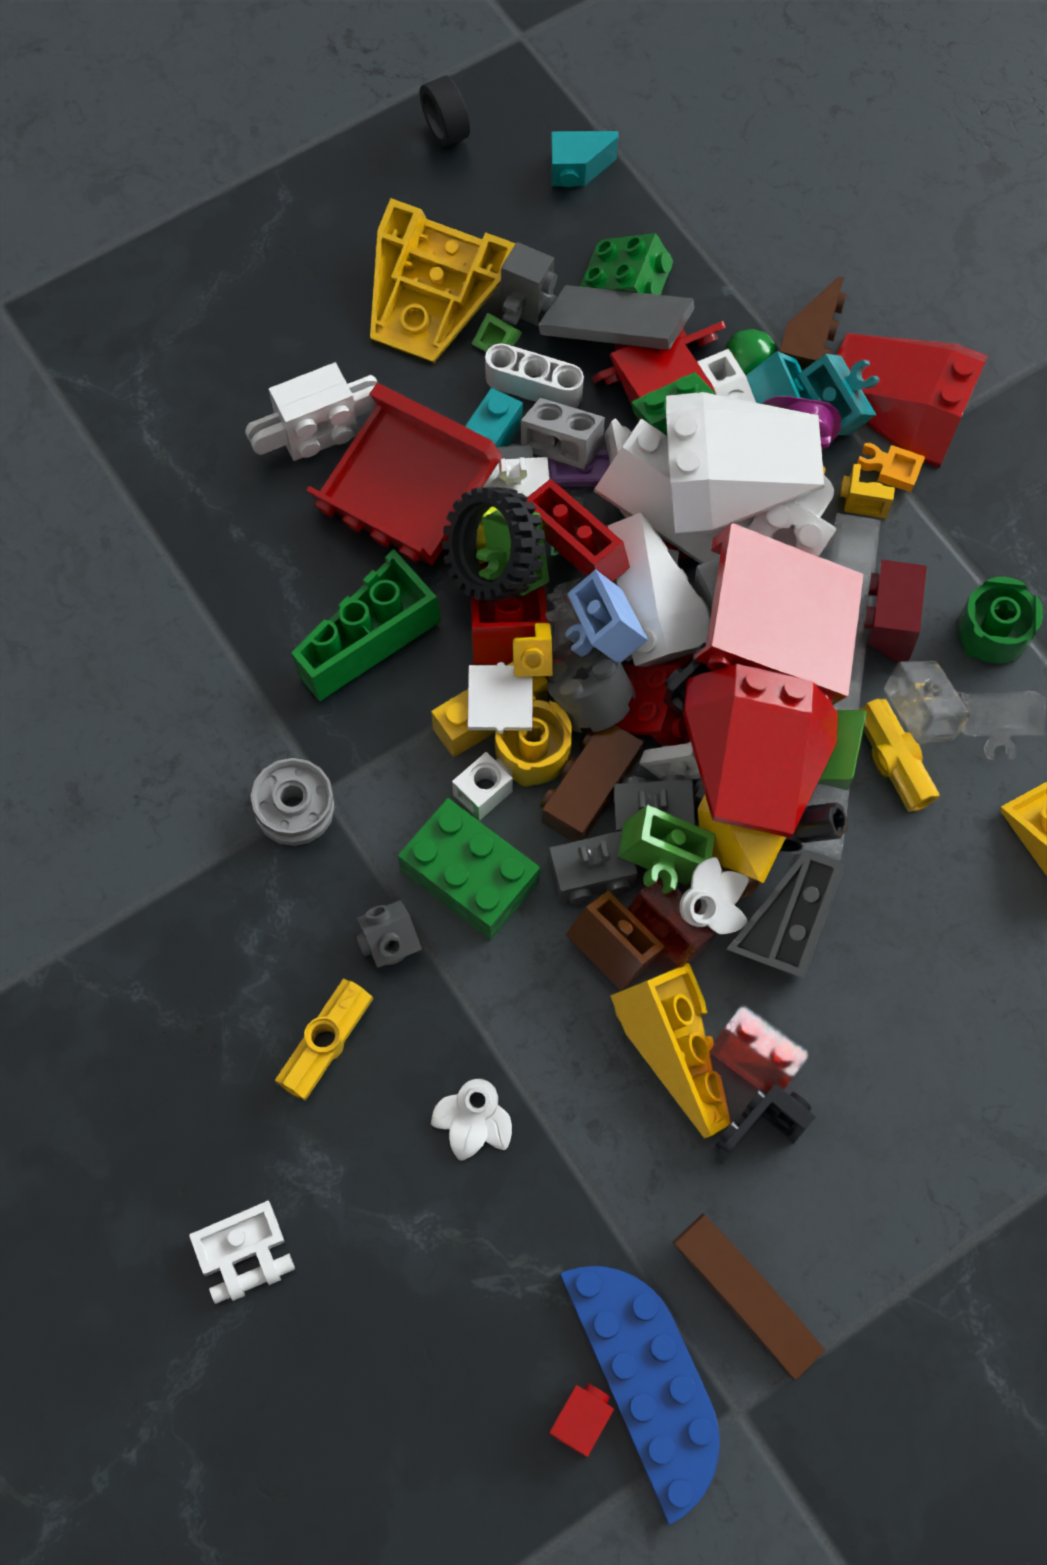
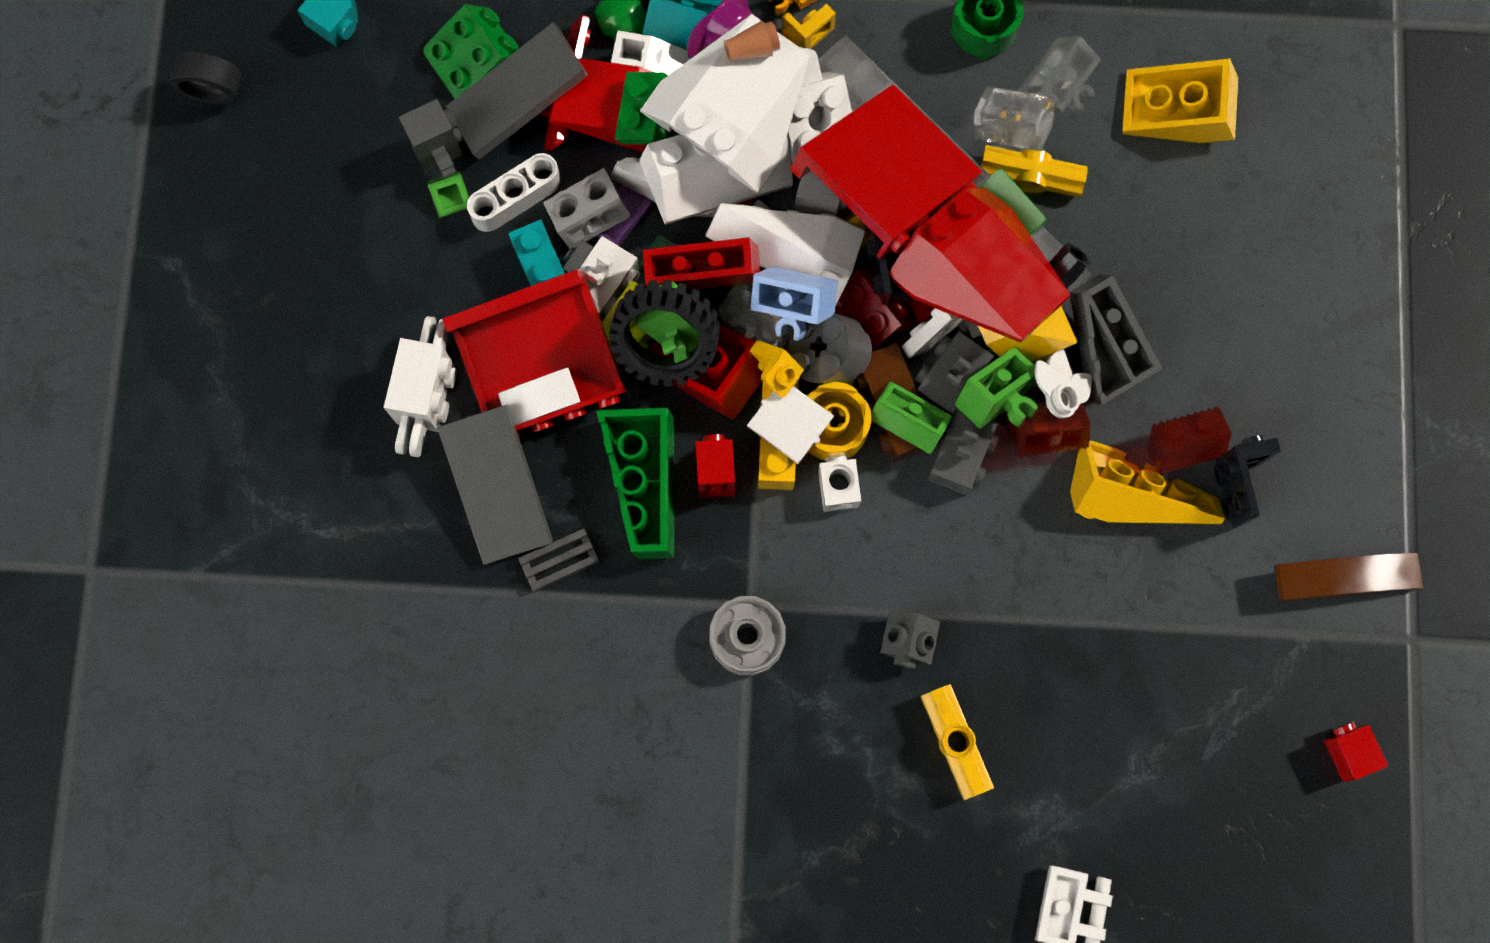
camera: 55 degrees left, 10 degrees up
(226, 602) = (553, 547): none -> flat silver tile
(275, 521) = (495, 484): none -> dark grey tile
(372, 498) = (540, 396): none -> white slope
(416, 672) = (715, 467): none -> red brick
(429, 280) = (362, 206): yellow wedge -> none
(469, 868) = (900, 542): green brick -> none
(473, 1125) = (1094, 679): white plate -> none
(584, 795) = (910, 417): none -> bright green slope
(614, 940) = (1034, 478): reddish brown brick -> none
(650, 1382) = (1356, 686): blue plate -> none
(790, 426) = (753, 42): none -> nougat cone
(896, 608) = (930, 80): dark red slope -> none

